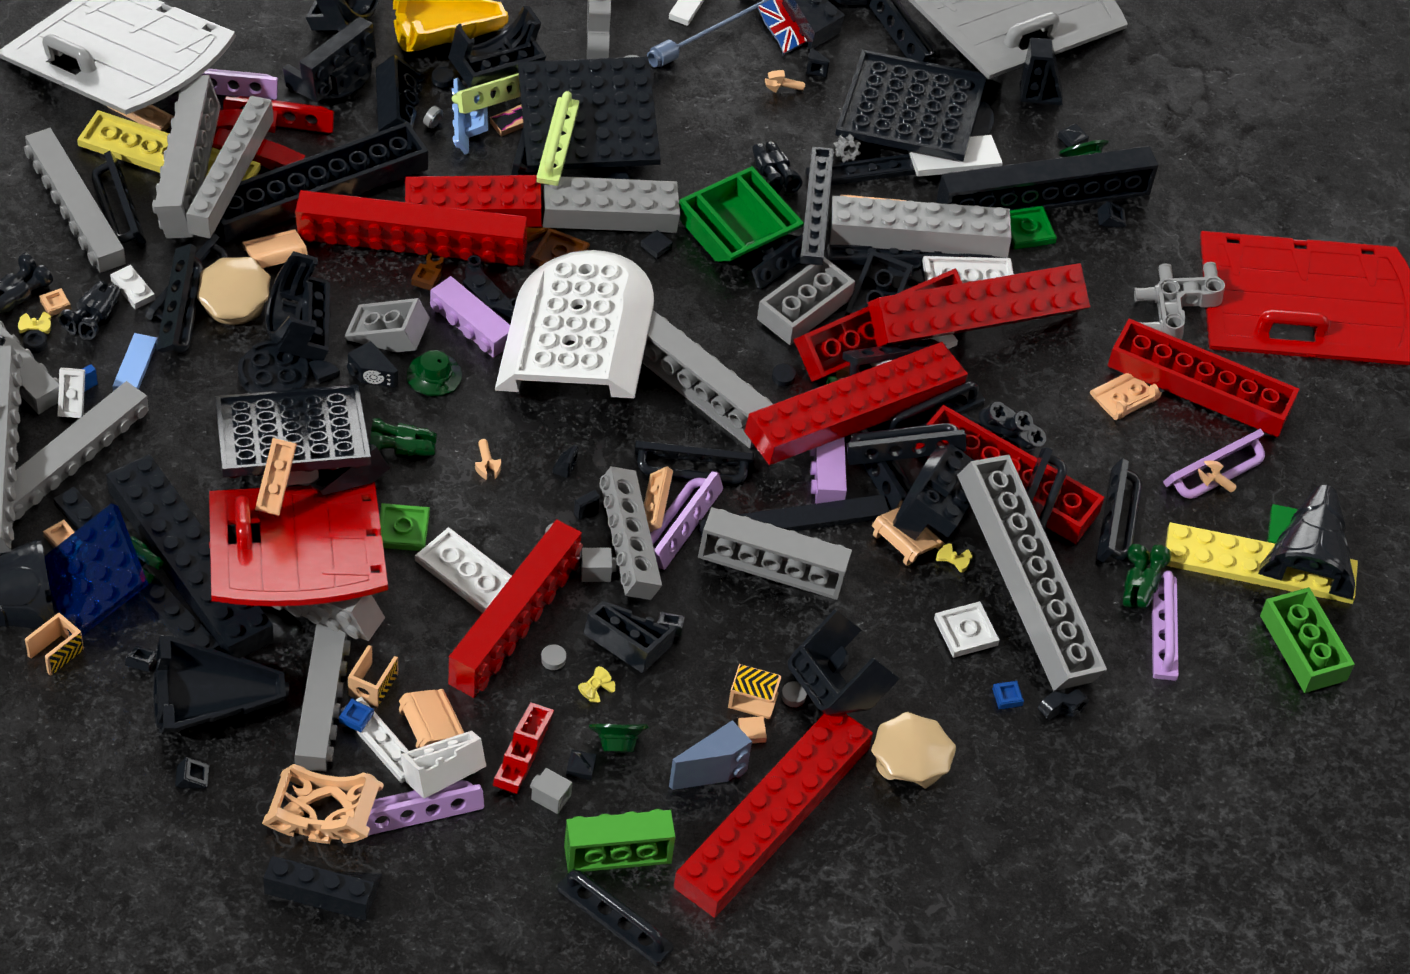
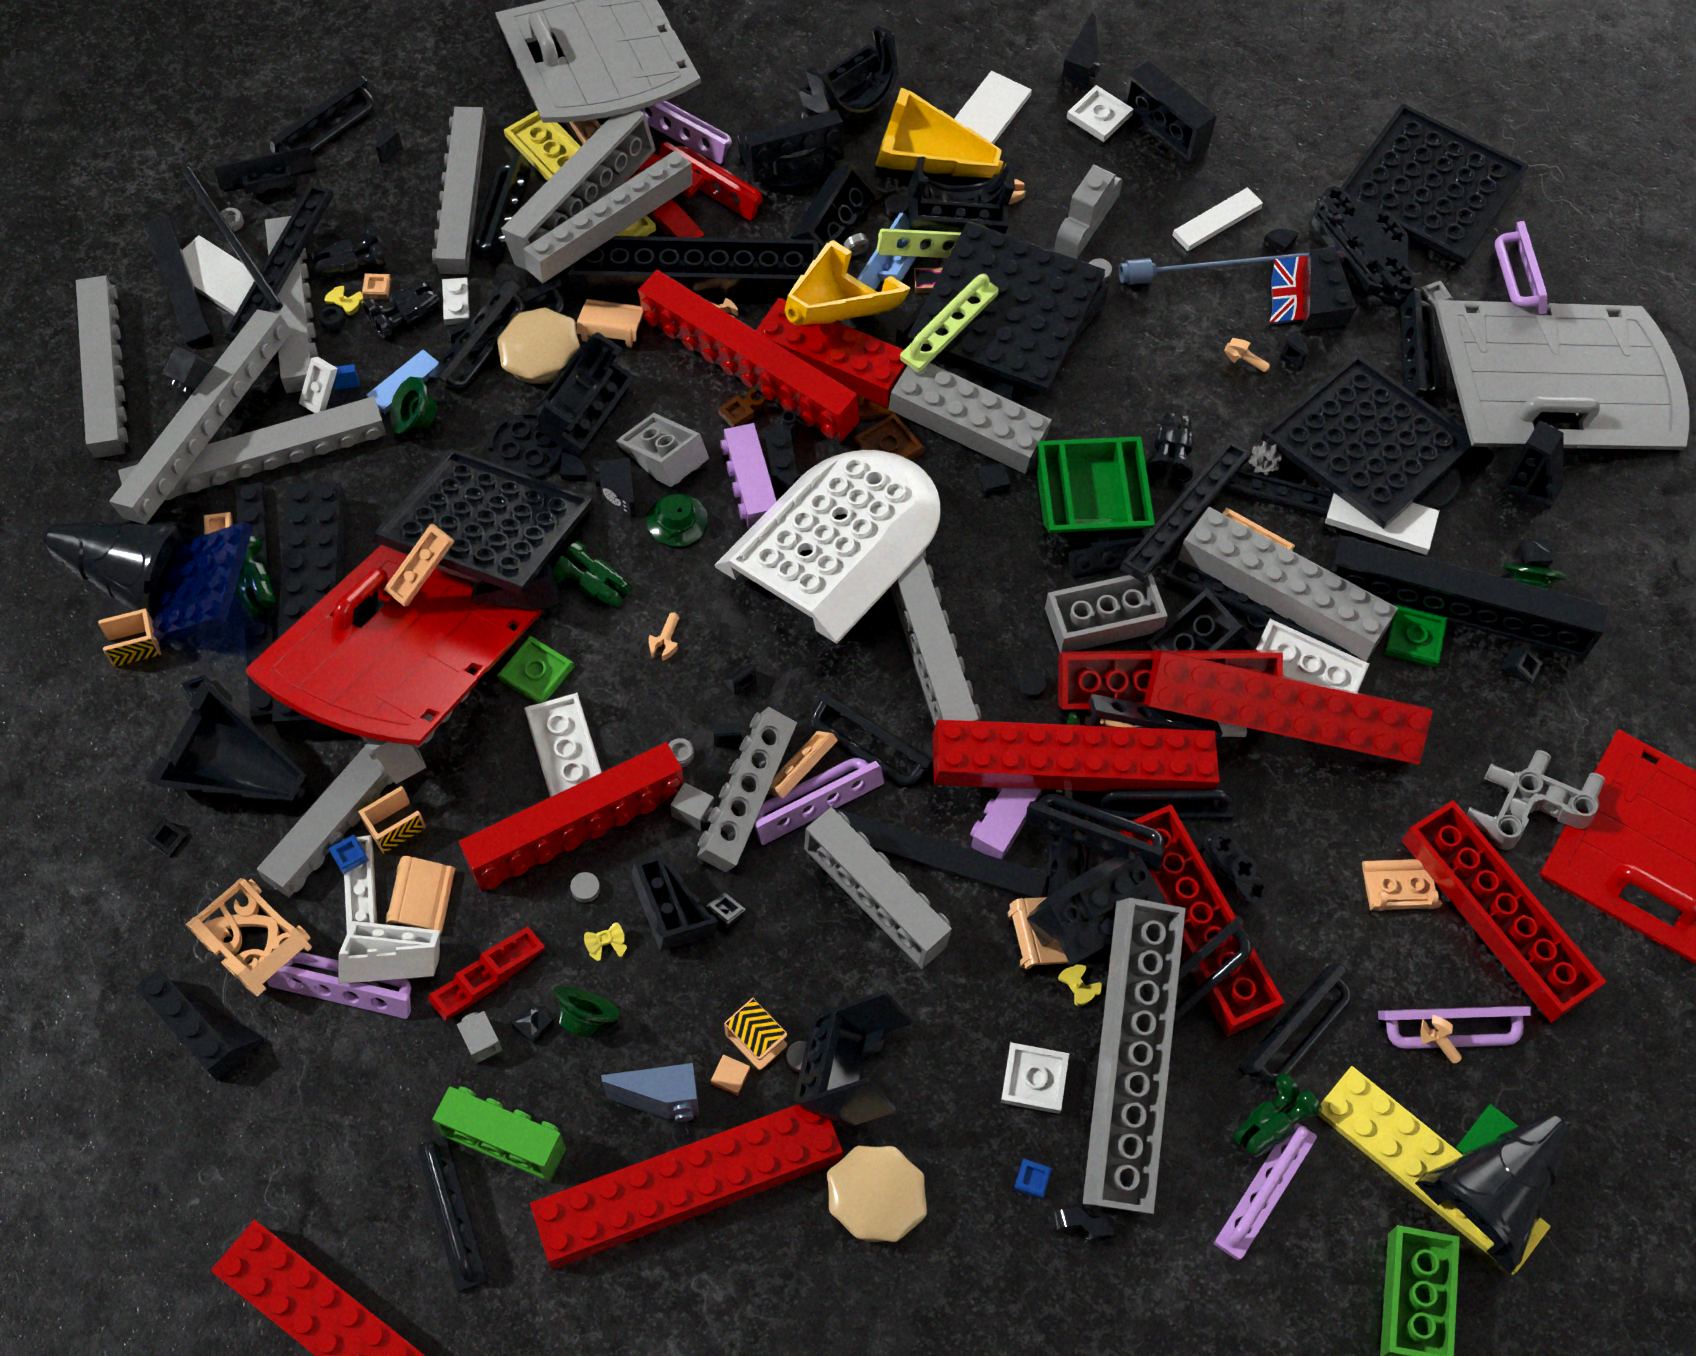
camera: 35 degrees right, 10 degrees up
(156, 375) = (412, 406): none -> dark green hat
(457, 159) = (831, 294): none -> yellow cone

